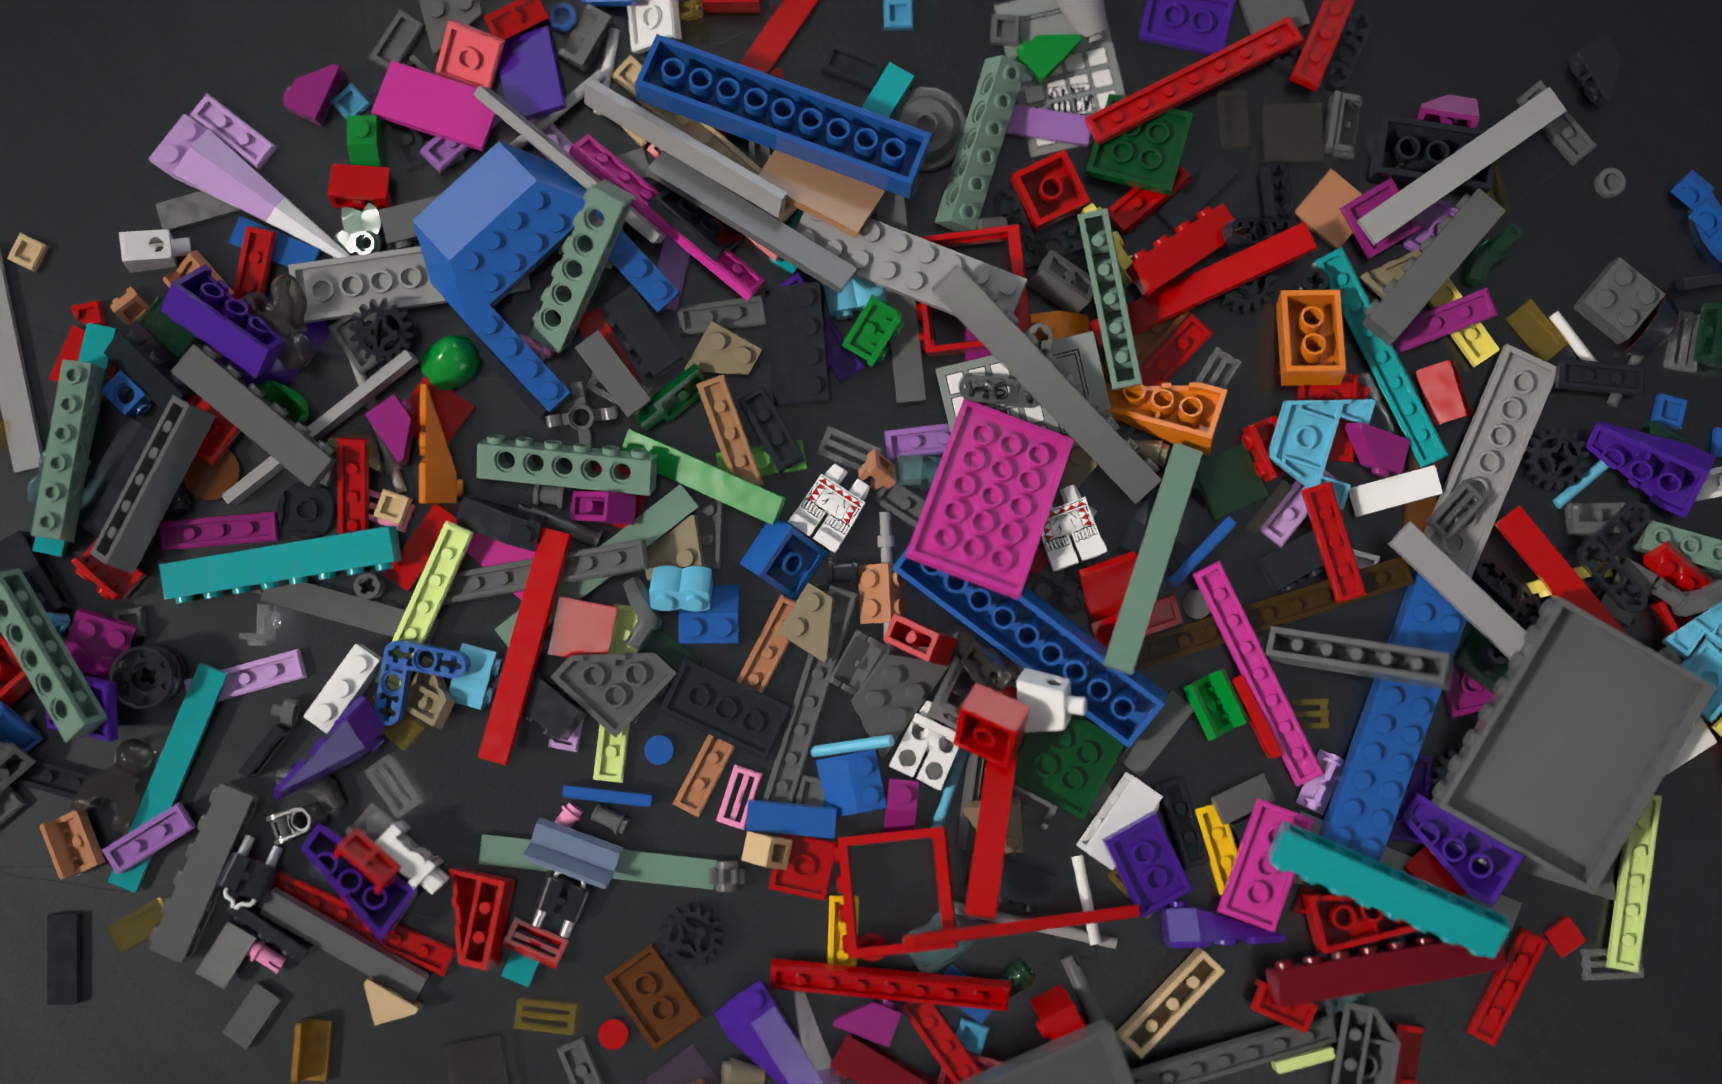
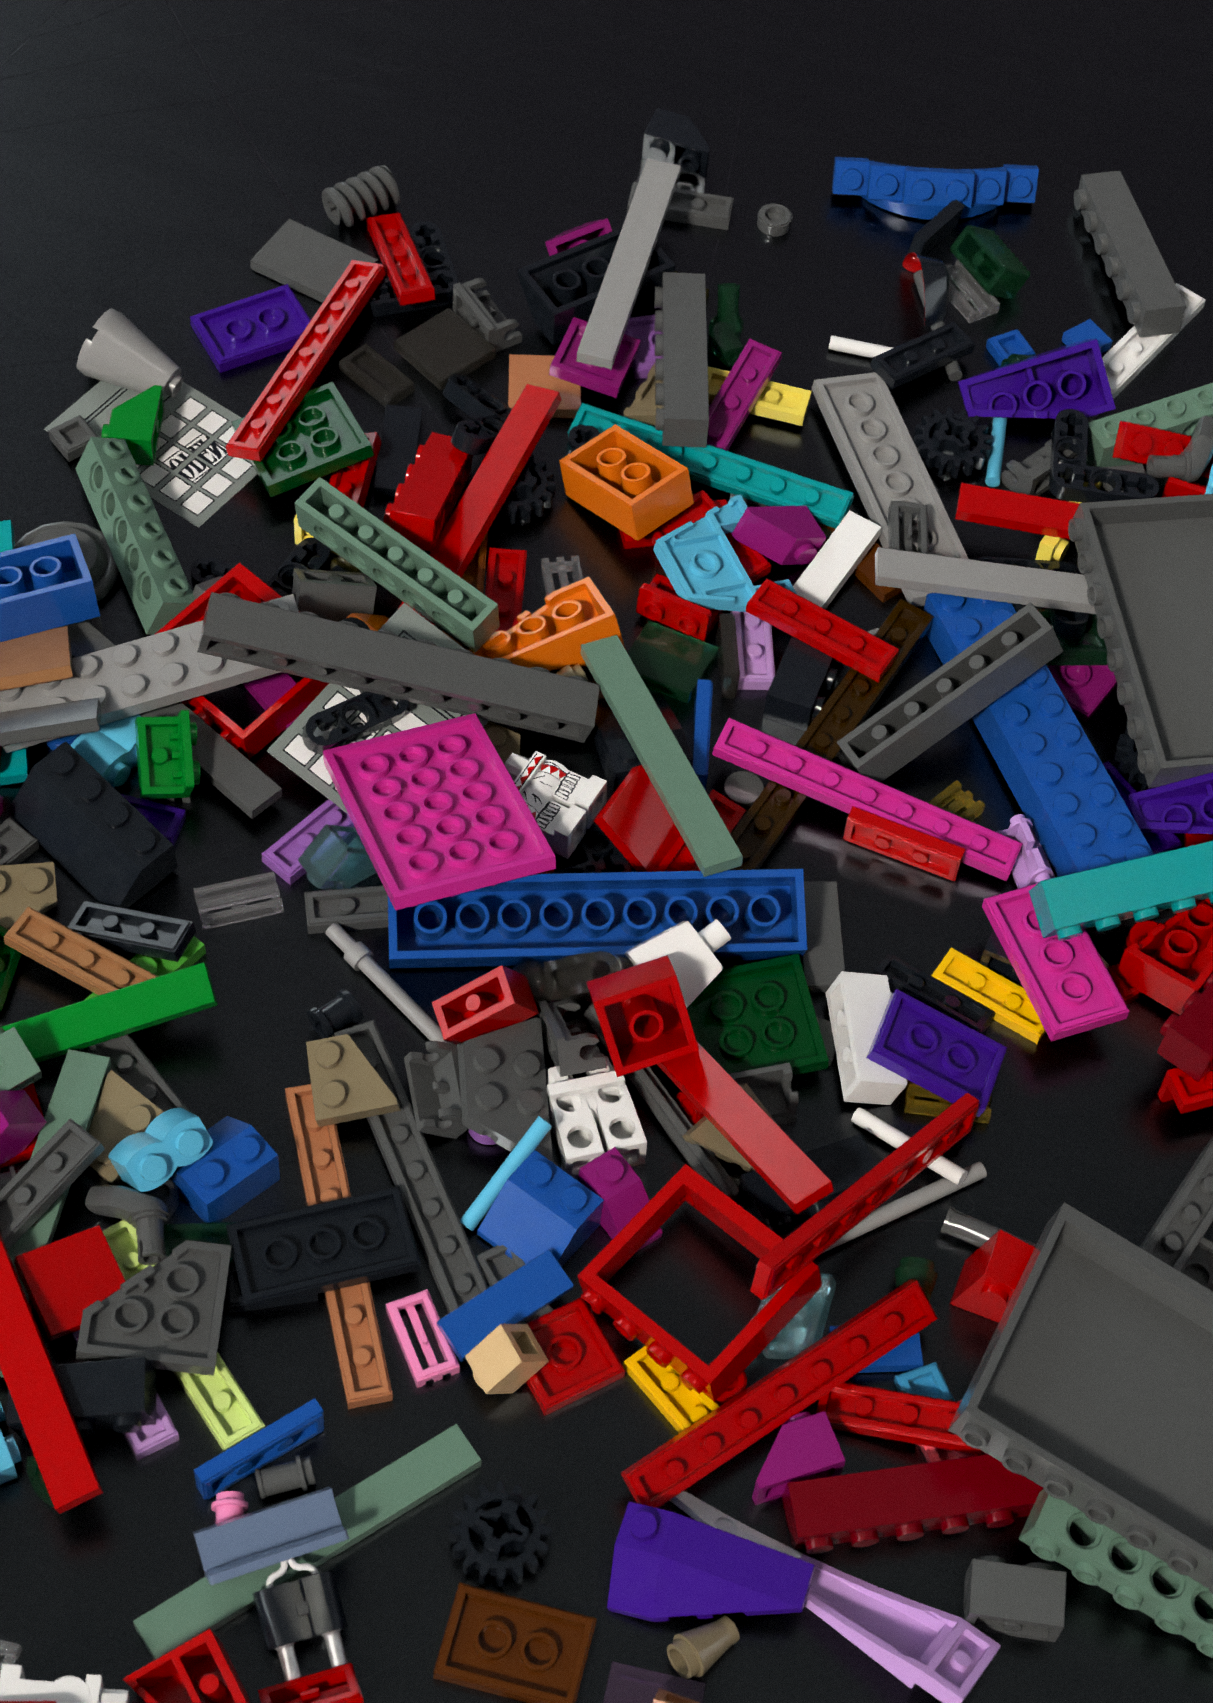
camera: 45 degrees left, 30 degrees down
(659, 749) = (280, 1357): blue tile -> none
(727, 876) = (484, 1427): dark grey gear -> none
(783, 558) = (254, 1045): blue slope -> none
(835, 501) = (263, 950): white hips -> none
(880, 469) = (294, 884): nougat tile -> none
(880, 593) = (397, 1006): nougat bracket -> none
(950, 788) = (654, 1145): medium azure bar -> none
(1048, 125) = (197, 485): medium lavender tile -> none
(1050, 190) = (245, 527): red brick -> none
(1170, 1002) = (1097, 1154): tan brick -> none
(1194, 927) = (1056, 1074): dark purple wedge -> none
(1216, 704) = (854, 857): green bracket -> none
(1241, 798) = (965, 930): dark grey tile -> none
(1443, 392) = (796, 452): panel -> none
(1537, 330) = (827, 361): clear yellow tile -> none
(1619, 300) = (876, 291): dark grey brick -> none

